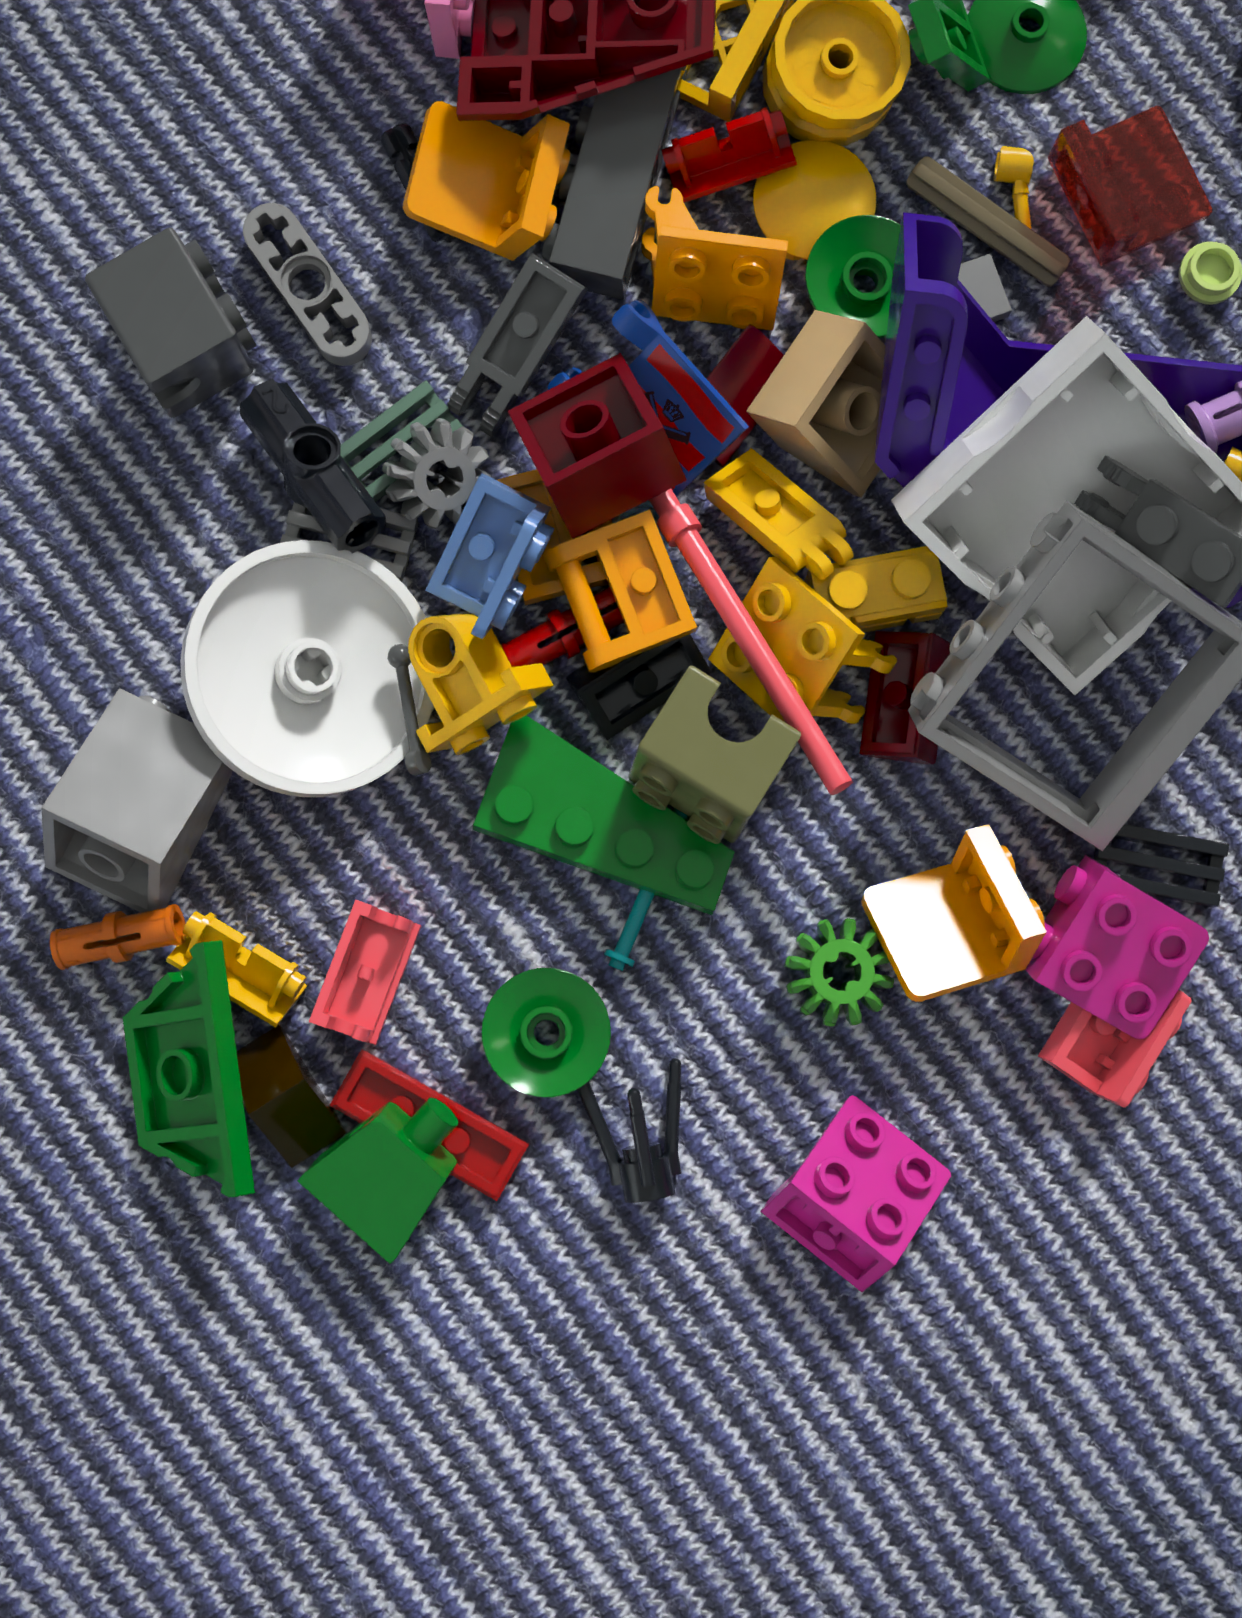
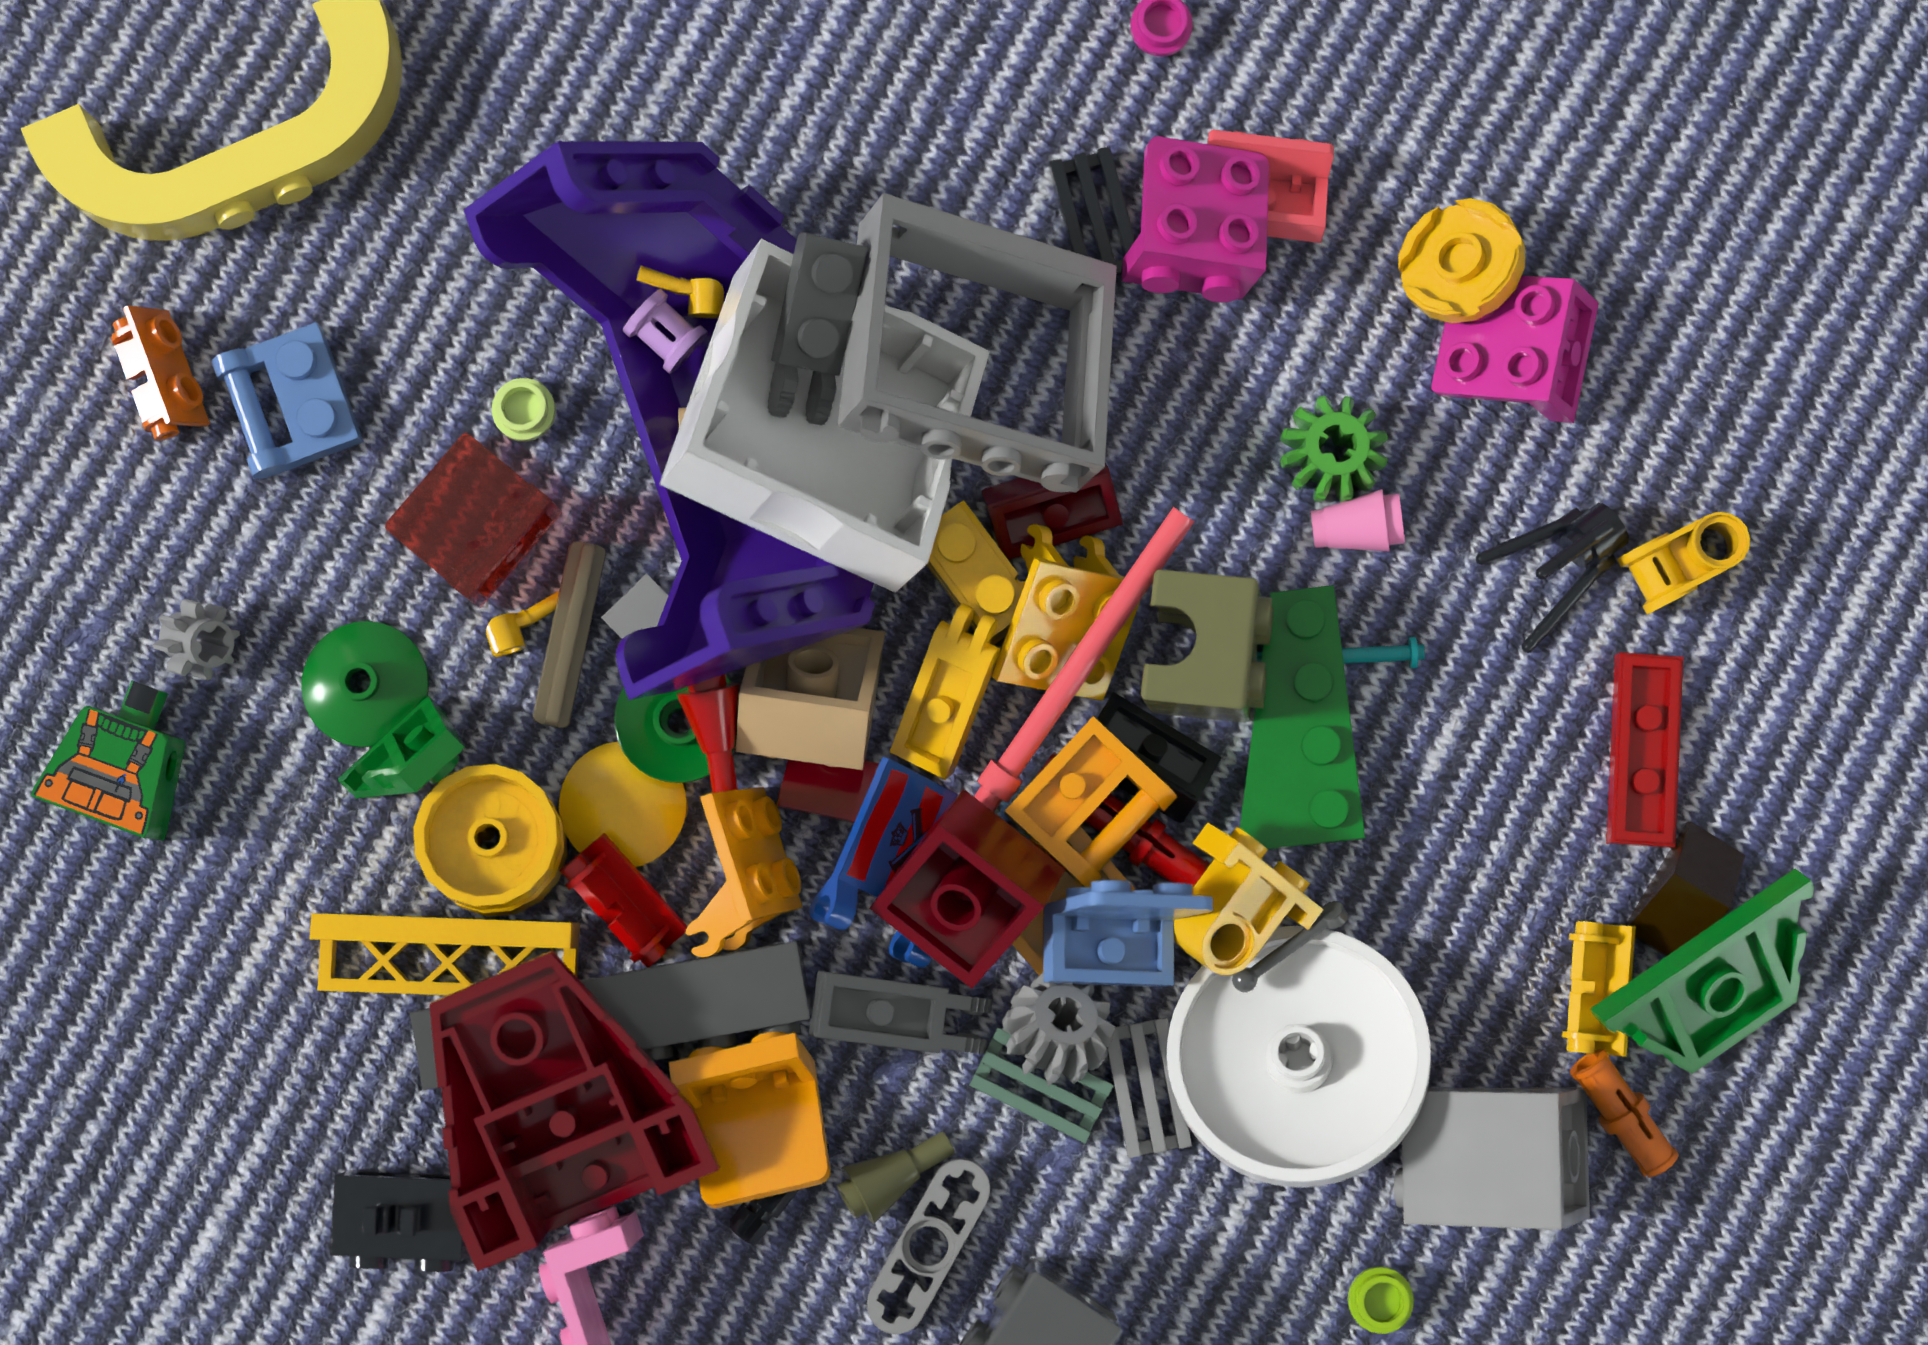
camera: 110 degrees left, 0 degrees up
(67, 646) = (1380, 1300): none -> lime plate
(312, 466) = (1129, 1117): black piece -> none
(365, 973) = (1543, 871): coral hinge -> none
(381, 264) = (881, 1181): none -> olive cone
(385, 1173) = (1715, 764): green torso -> none
(511, 1025) = (1547, 677): green dish -> none
(584, 1240) = (1677, 564): none -> yellow piece
(758, 966) = (1360, 523): none -> bright pink cone
(853, 297) = (713, 719): none -> red cone
(957, 920) = (1242, 366): bracket -> none
(960, 1177) = (1462, 261): none -> yellow tile

